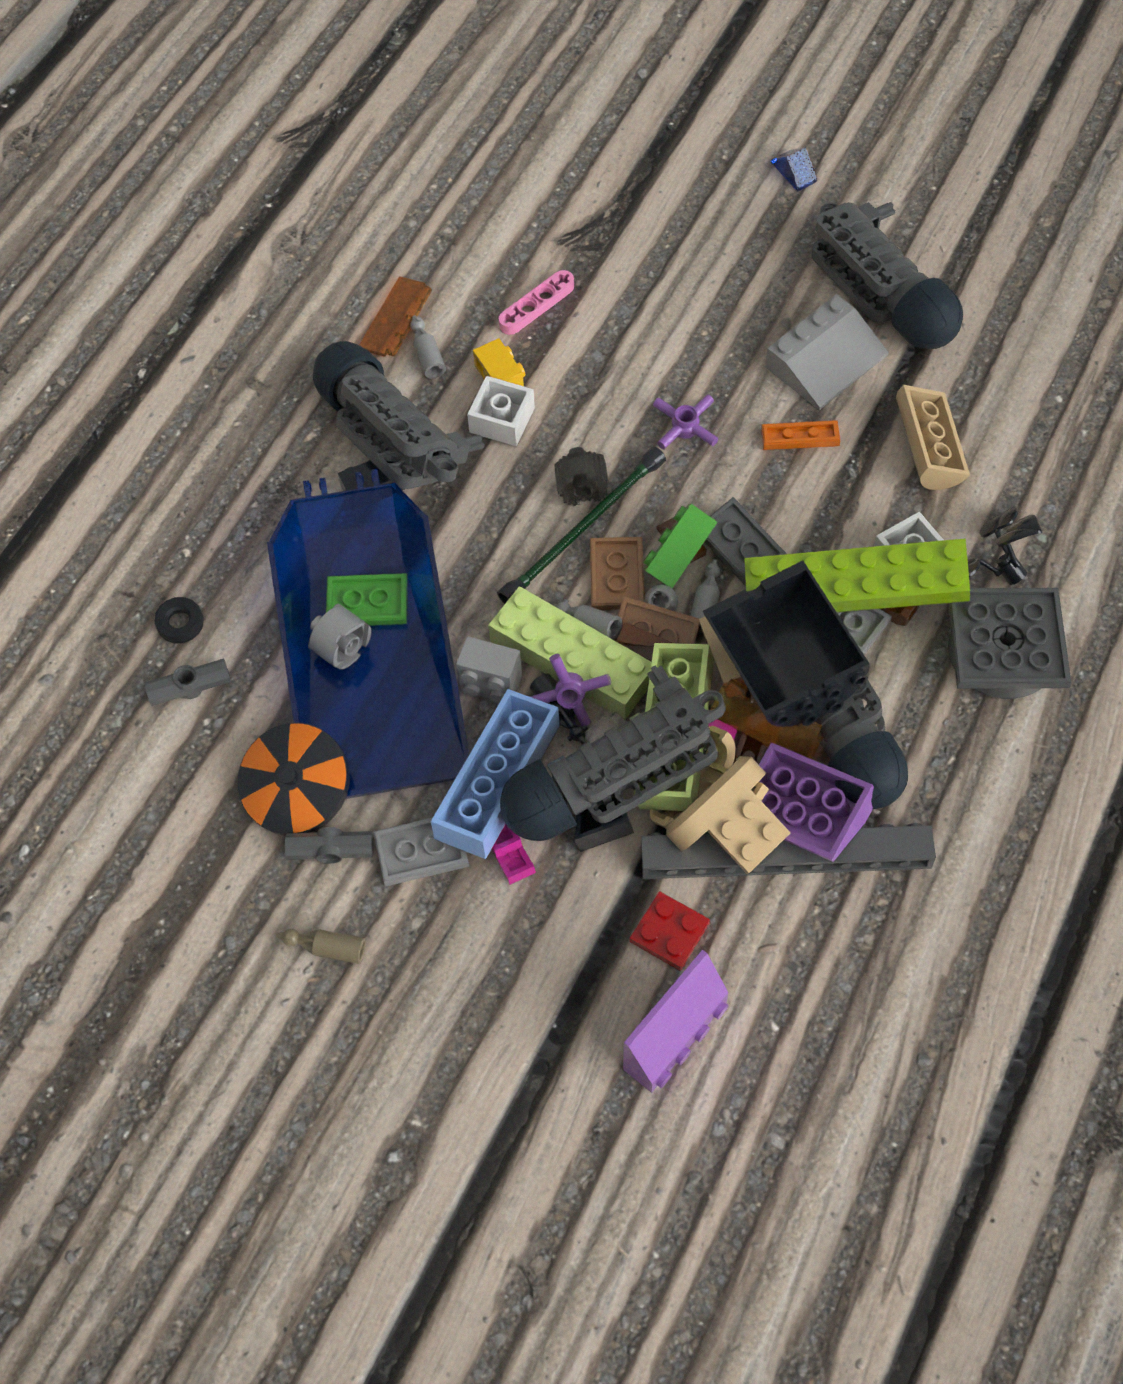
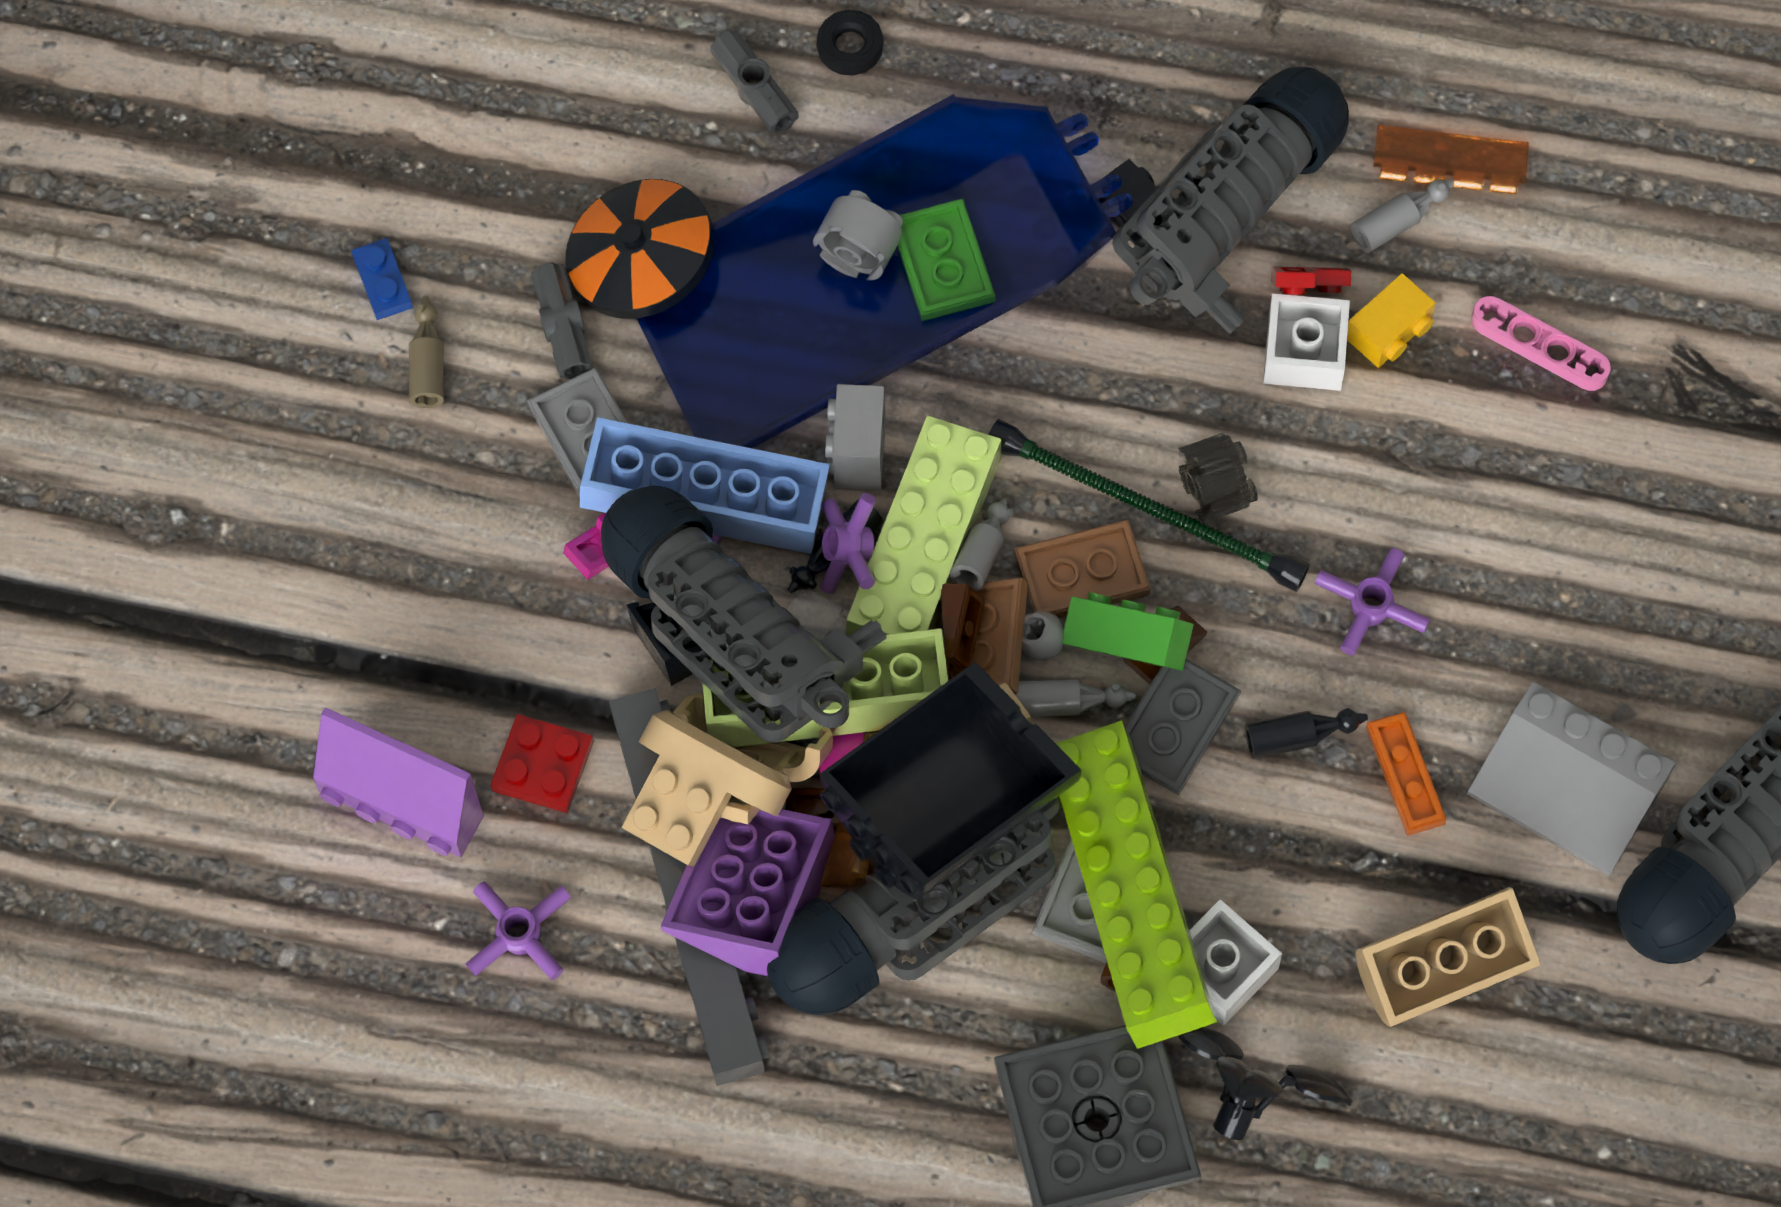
camera: 75 degrees right, 5 degrees up
(248, 965) = (382, 279): none -> blue plate
(457, 401) = (1296, 279): none -> red plate
(761, 482) = (1297, 731): none -> black wheel
(795, 979) = (521, 945): none -> medium lavender bar

